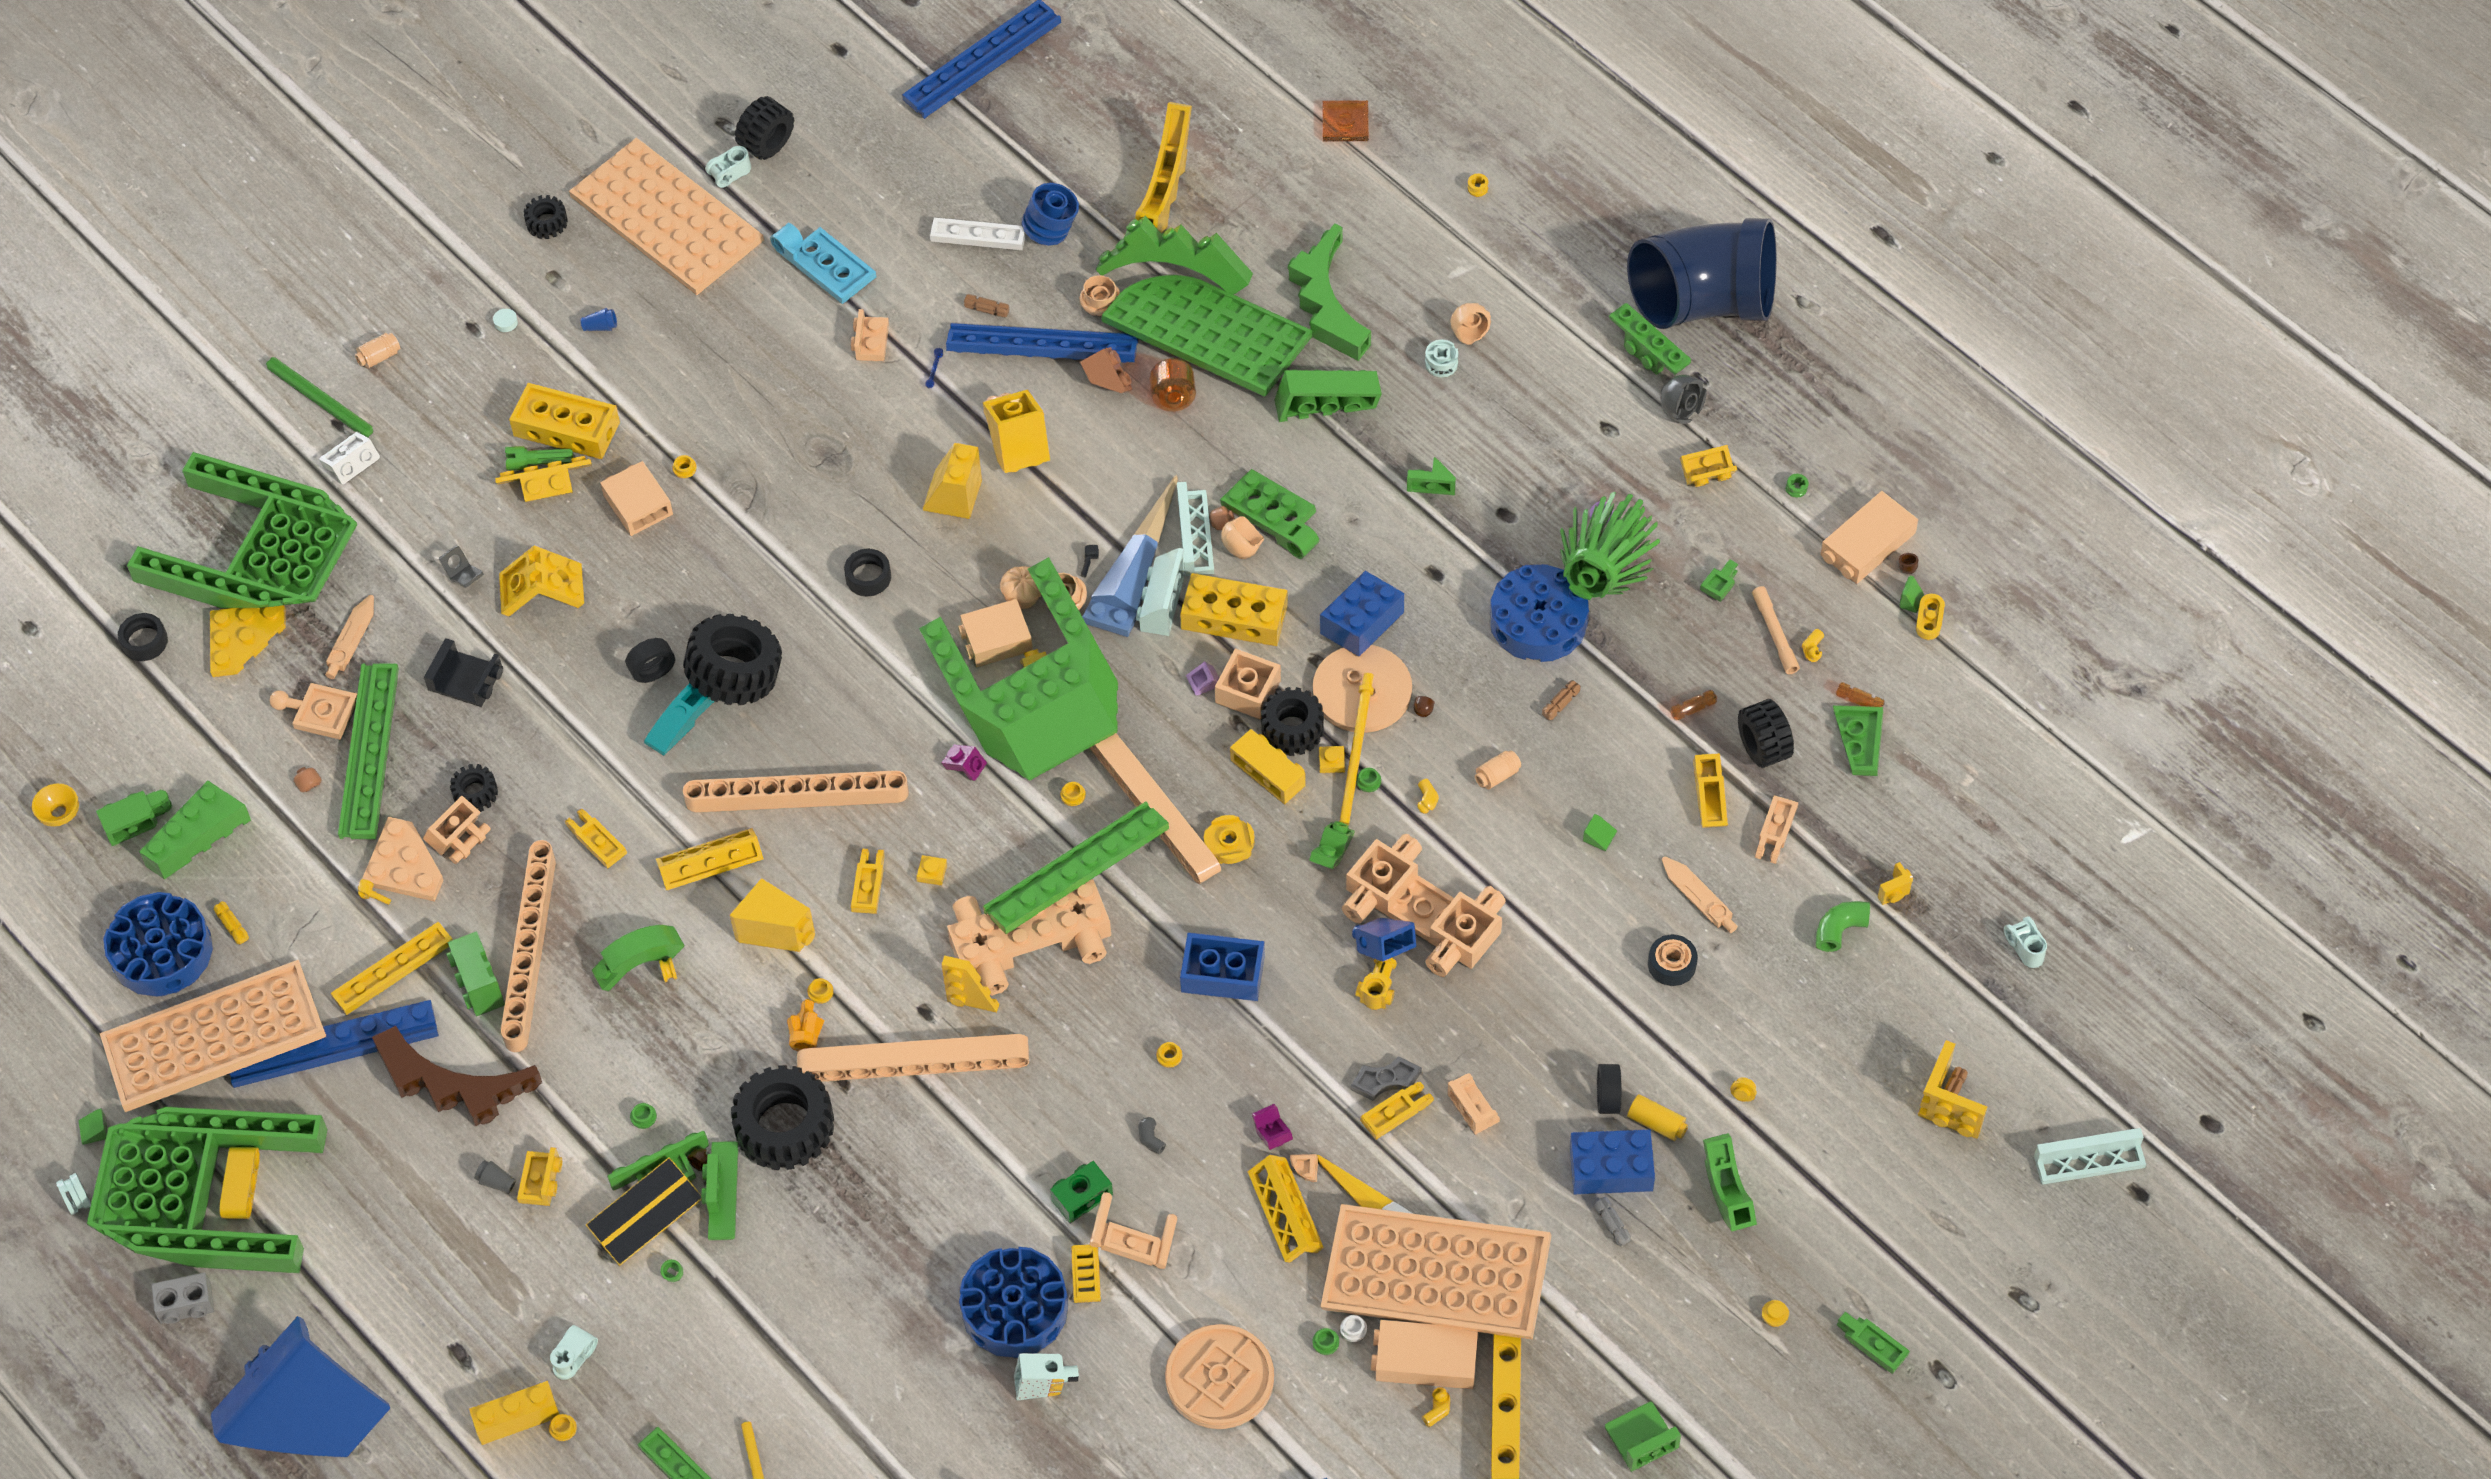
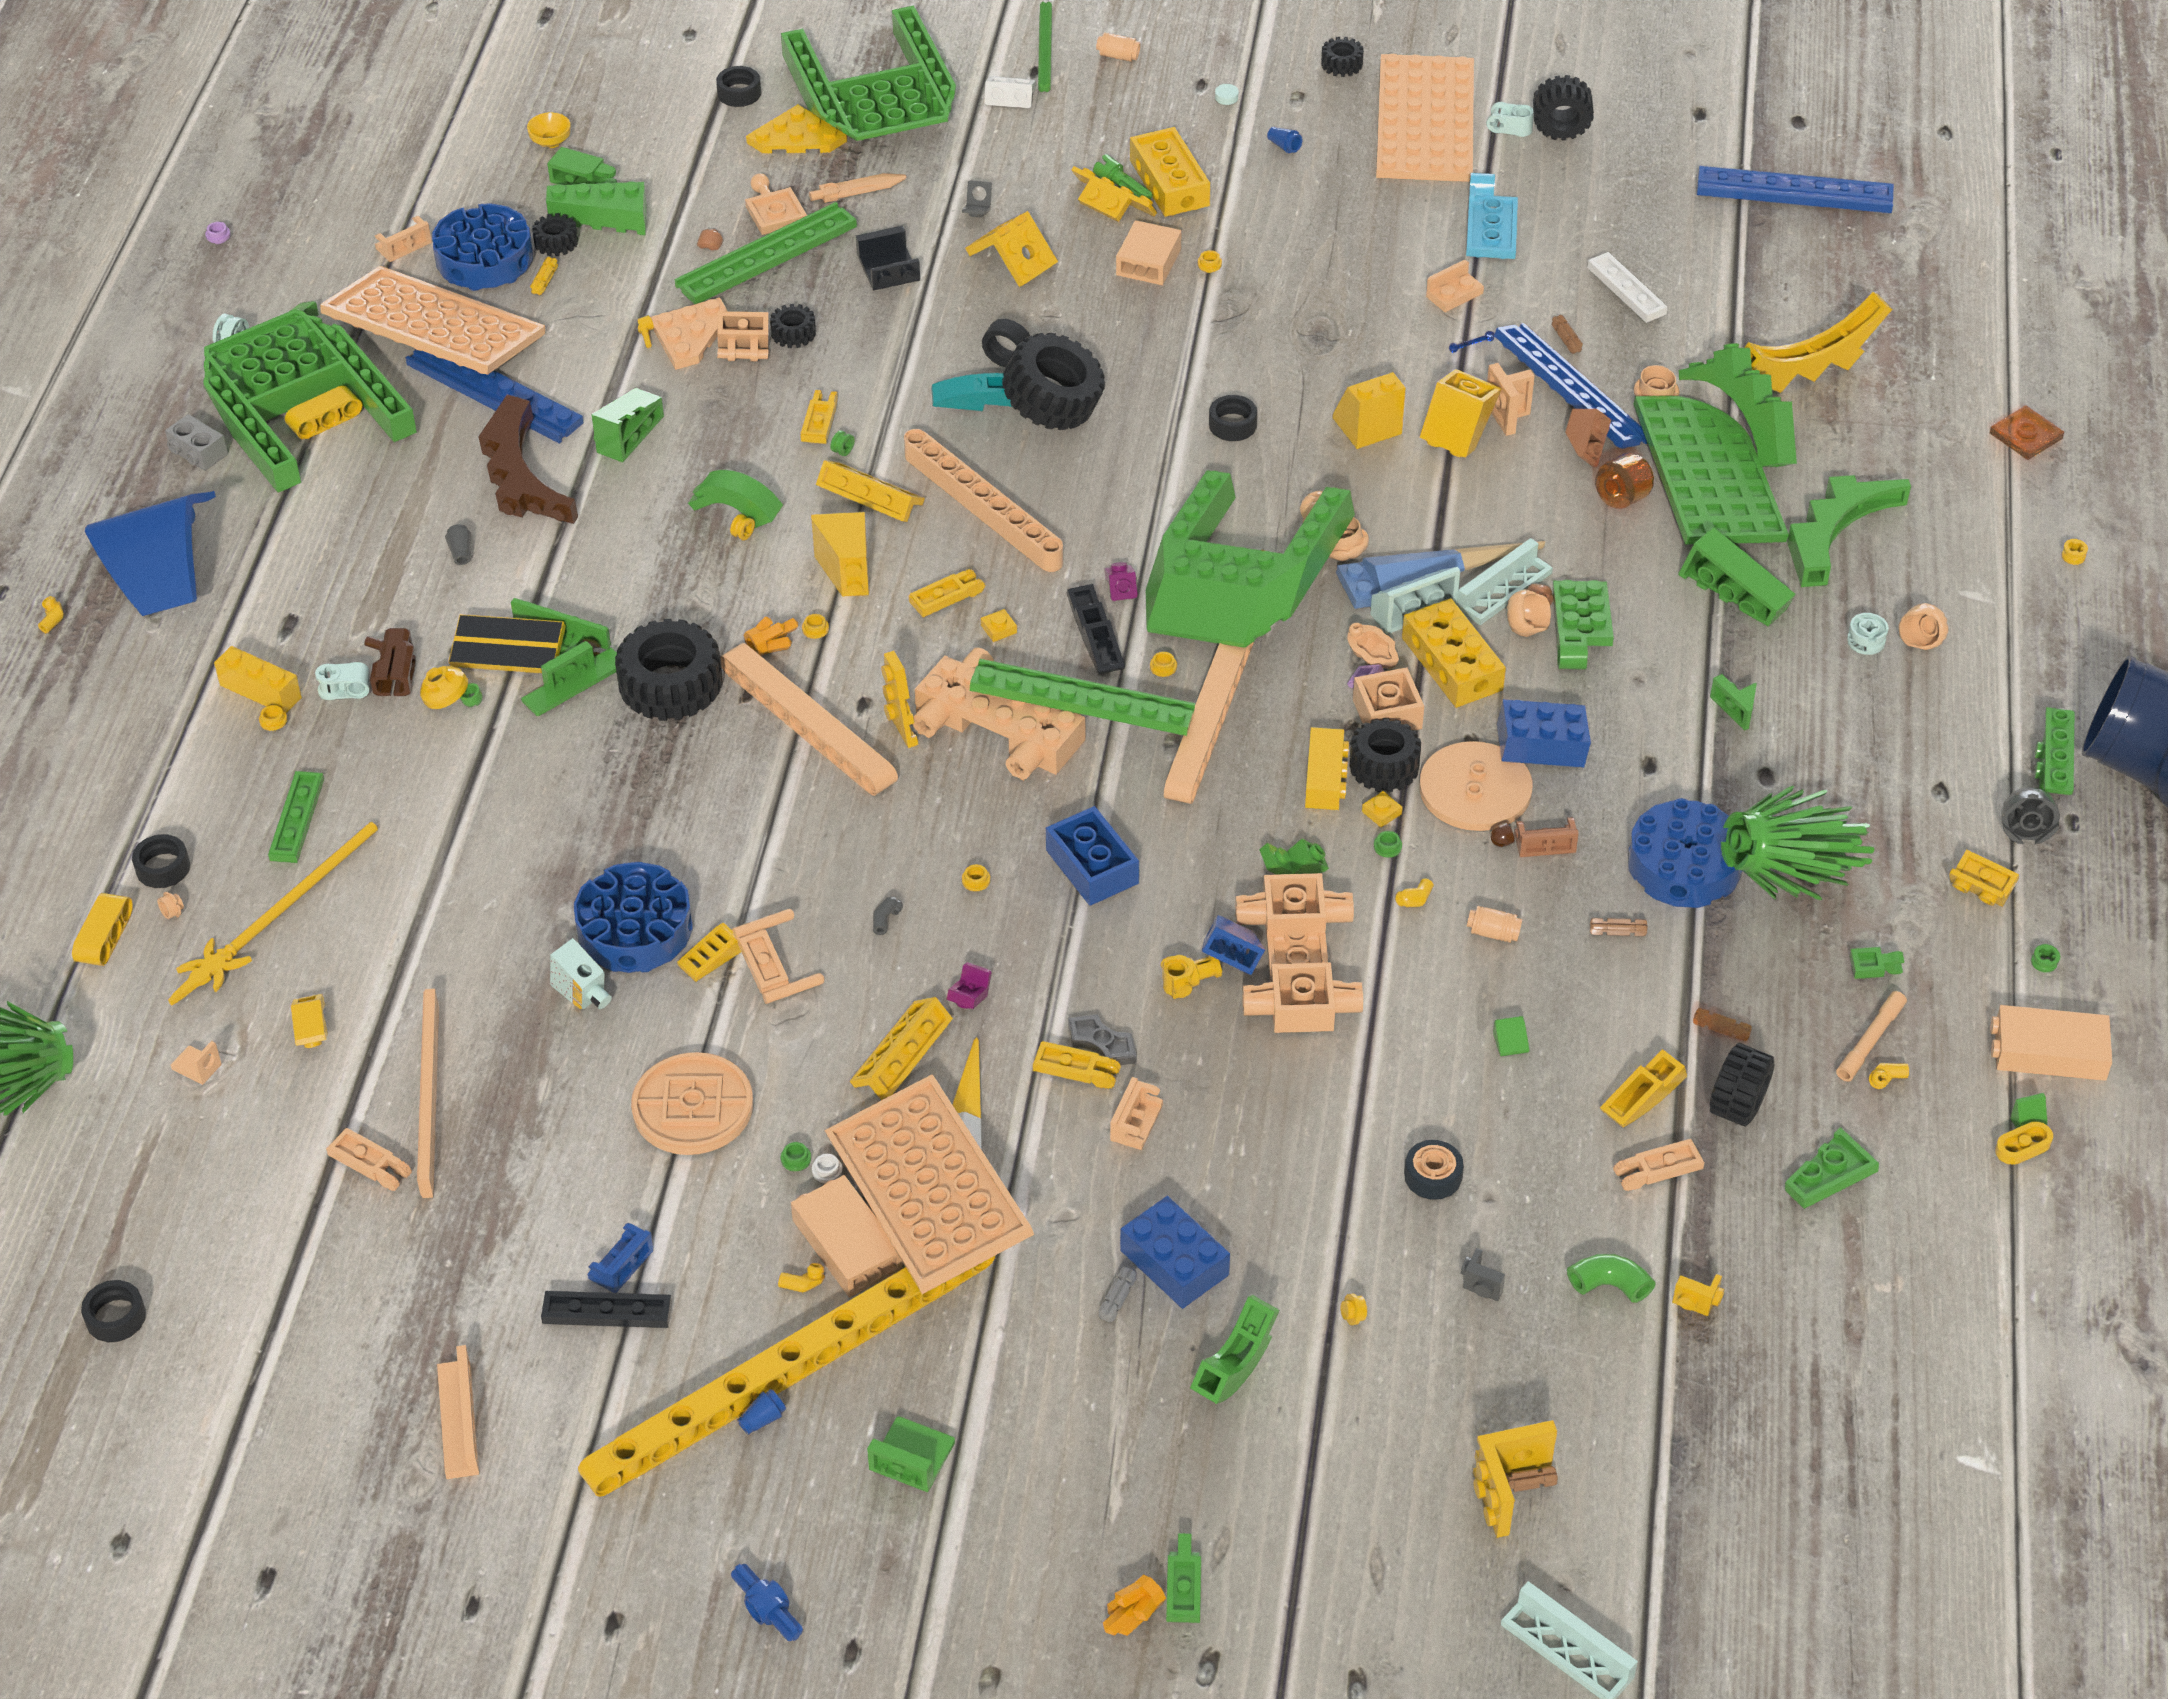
camera: 50 degrees right, 10 degrees down
(80, 996) = (404, 241): none -> light nougat hinge
(187, 871) = (555, 234): none -> black tyre
(391, 968) = (586, 378): yellow plate -> none
(529, 955) = (682, 437): light nougat beam -> none
(539, 1177) = (483, 568): yellow bracket -> none
(585, 1300) = (394, 663): none -> reddish brown piece
(642, 842) = (842, 443): none -> bright green bush
(643, 1116) = (597, 594): bright green plate -> none
(656, 1290) = (443, 686): none -> yellow piece
(995, 633) = (1261, 522): light nougat brick -> none
(999, 813) = (1095, 629): none -> black slope
(1027, 379) = (1514, 397): none -> light nougat bracket
(1050, 214) = (1692, 307): blue wheel -> none
(1075, 1204) = (779, 893): green brick -> none
(1091, 552) = (1406, 534): black hand -> none
(1181, 652) = (1372, 645): none -> light nougat arm
(1229, 852) = (1226, 801): yellow plate -> none
(1305, 1166) = (958, 1037): light nougat tile -> none
(1365, 691) = (1468, 782): yellow bar -> none
(1449, 681) = (1546, 840): none -> nougat hinge
(1609, 1088) = (1245, 1199): black tyre -> none
(1657, 1118) = (1256, 1259): yellow brick -> none
(1699, 894) = (1528, 1152): light nougat piece -> none
(1775, 1313) = (1140, 1482): yellow plate -> none
(1783, 999) = (1481, 1279): none -> dark grey bracket
(1859, 696) = (1874, 1143): clear orange axle -> none
(1869, 1383) = (1133, 1606): none -> light orange rock
(1908, 563) = (2061, 1090): reddish brown hinge -> none
(2024, 938) = (1752, 1442): light aqua piece -> none

